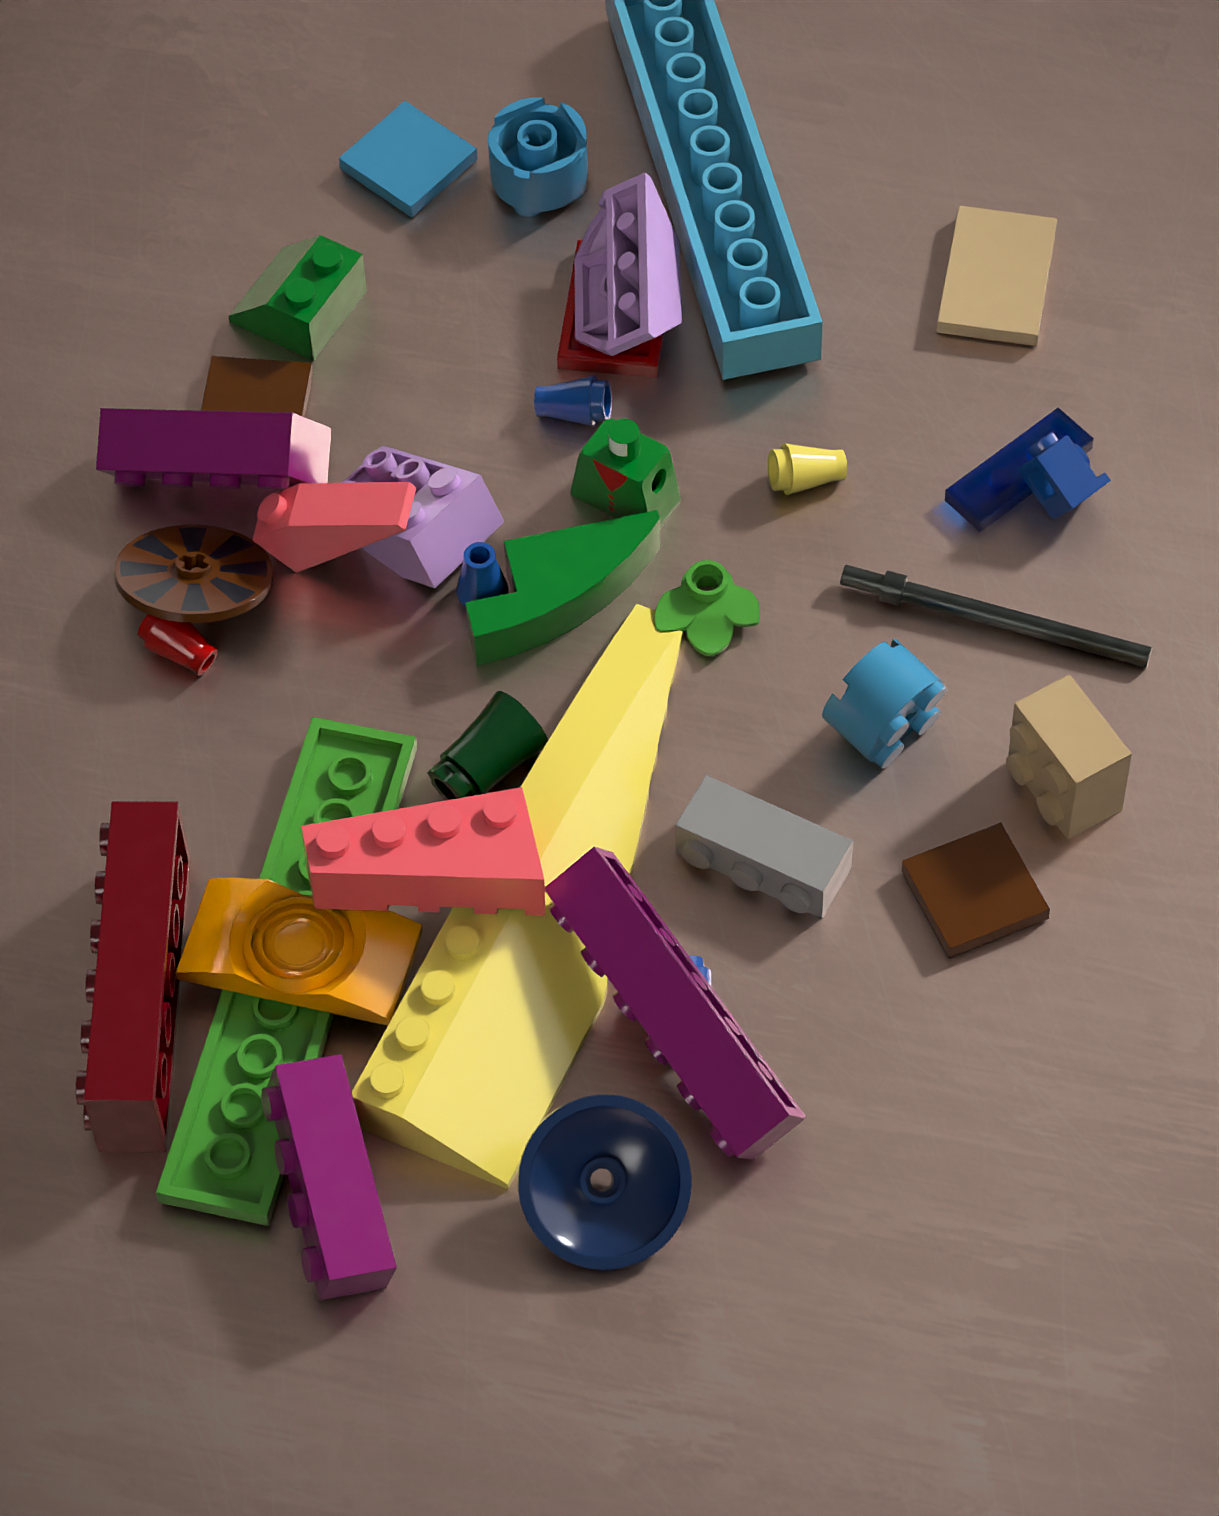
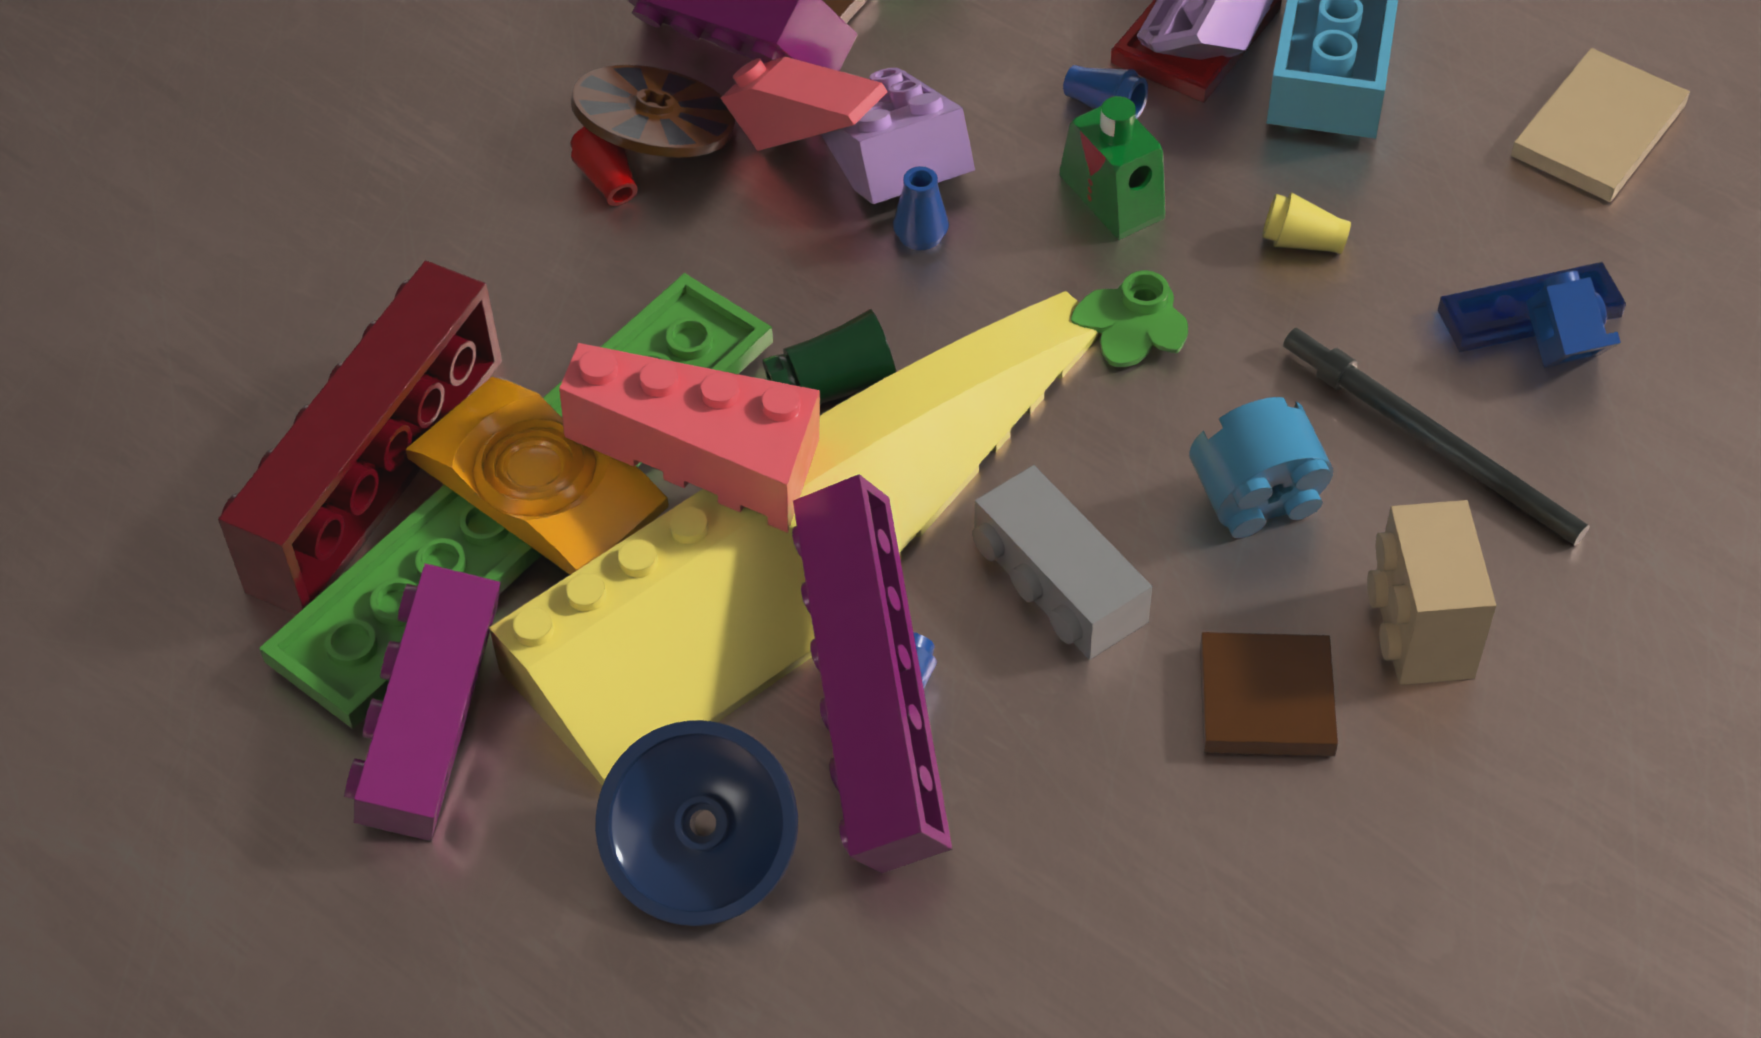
camera: 25 degrees right, 5 degrees down
(560, 583) = (998, 243): green slope -> none

